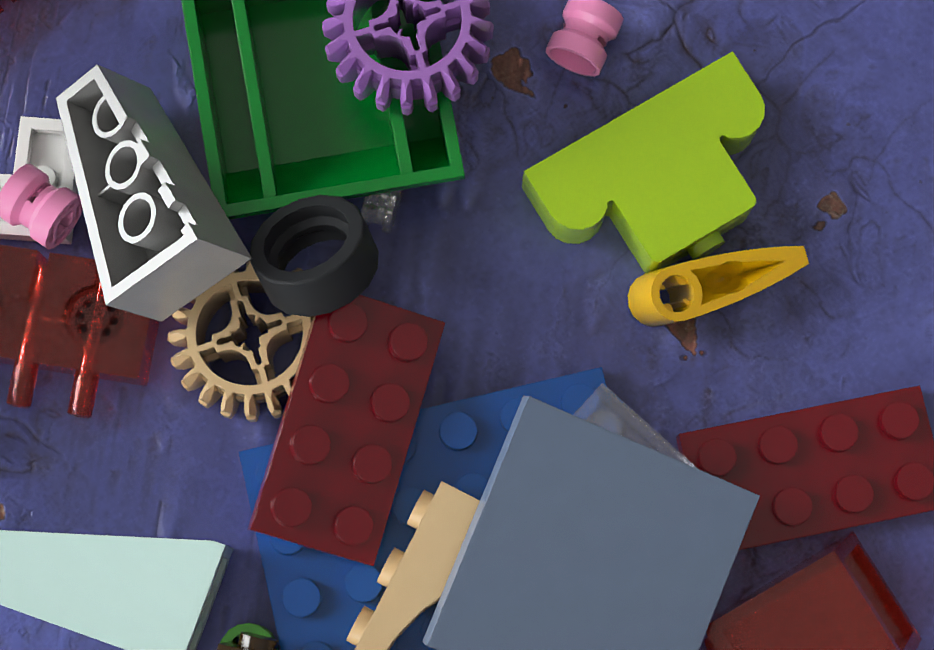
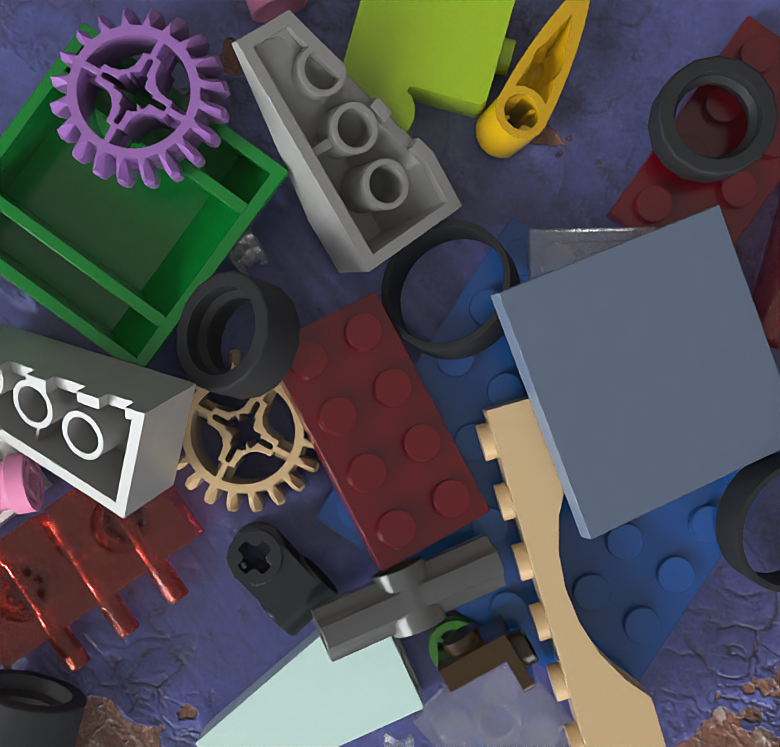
camera: 40 degrees left, 10 degrees up
(168, 482) = (283, 585): none -> black piece
(251, 567) = (408, 597): none -> dark grey piece
(491, 324) = (402, 262): none -> black tyre
(516, 211) = (349, 162): none -> light grey wedge
(854, 403) = (751, 92): none -> black tyre

